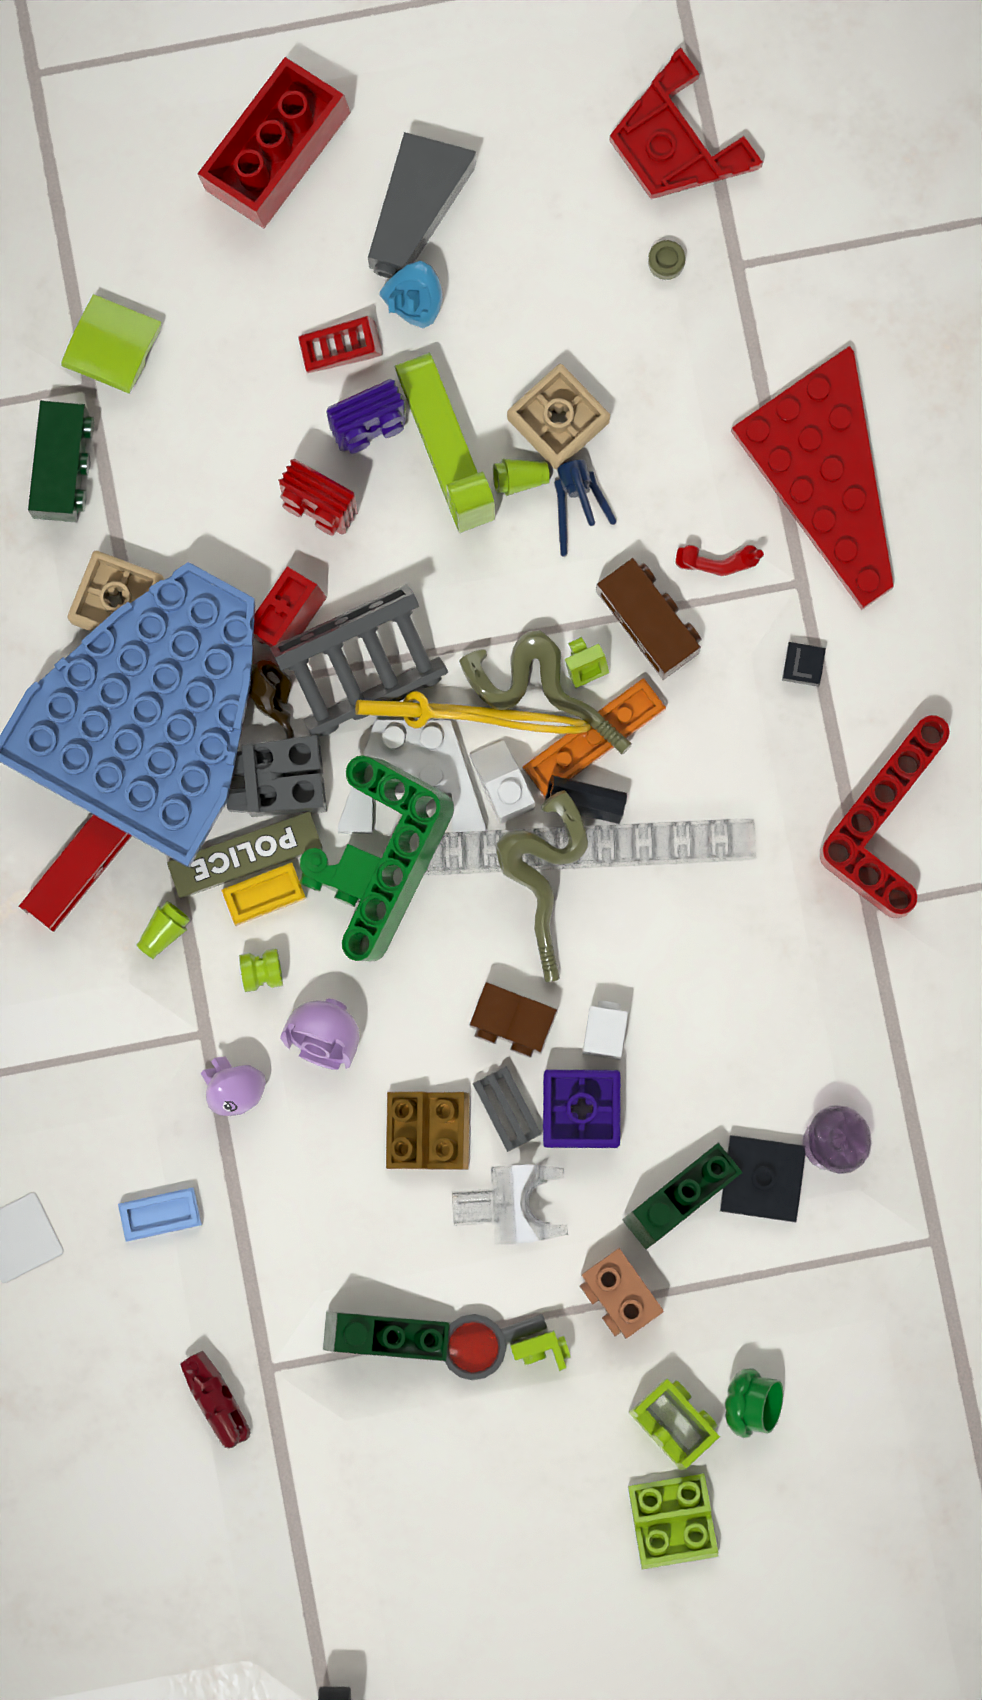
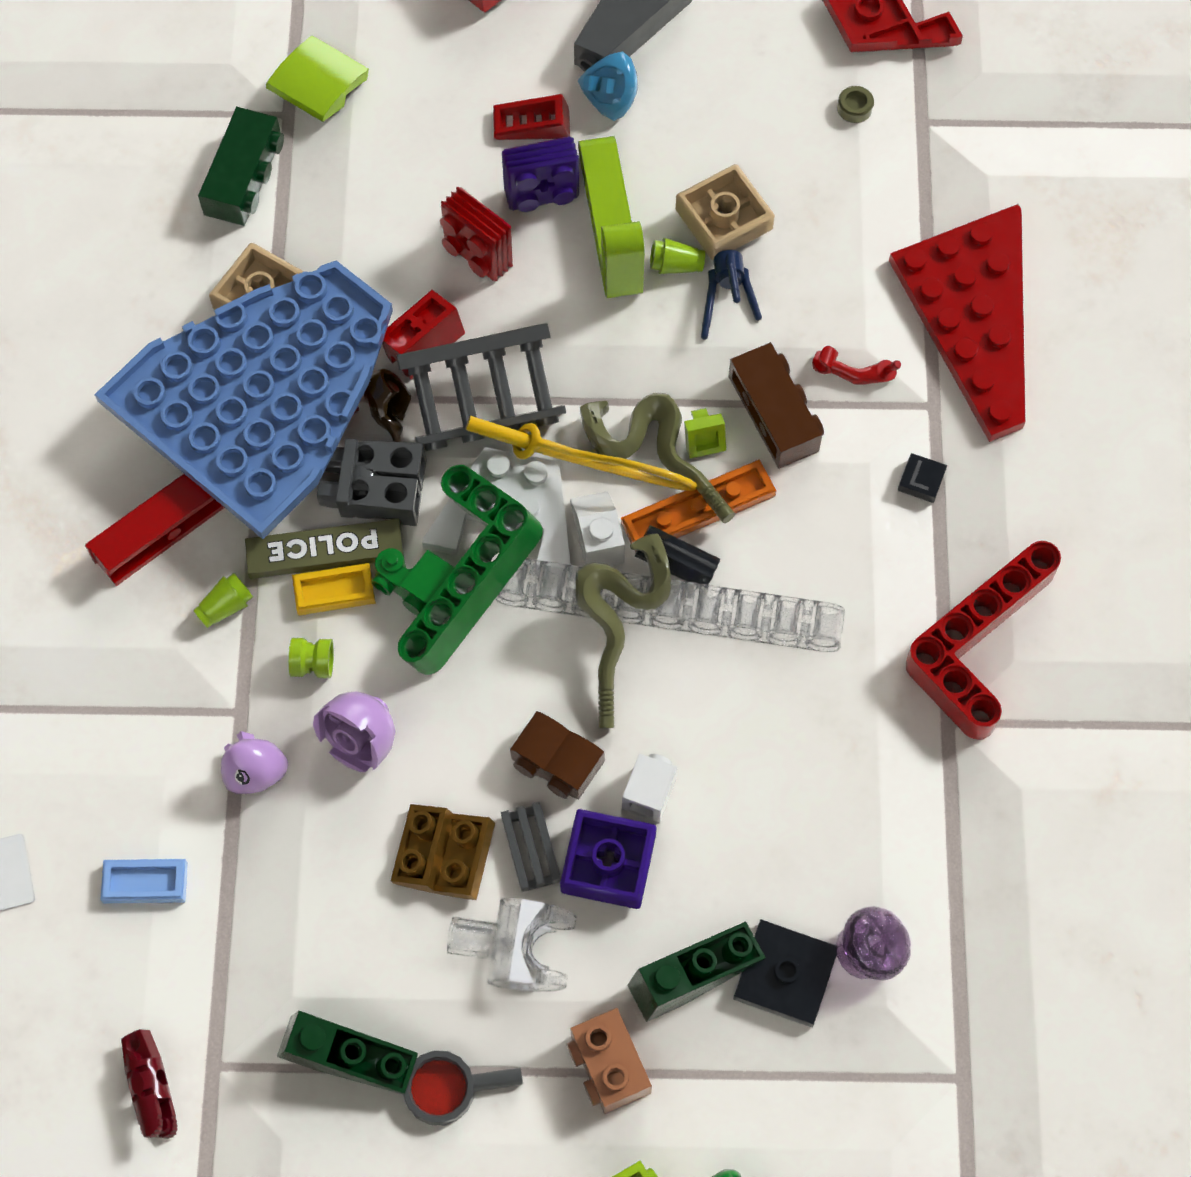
camera: 10 degrees right, 15 degrees down
(534, 1349) = (503, 1099): lime bracket -> none

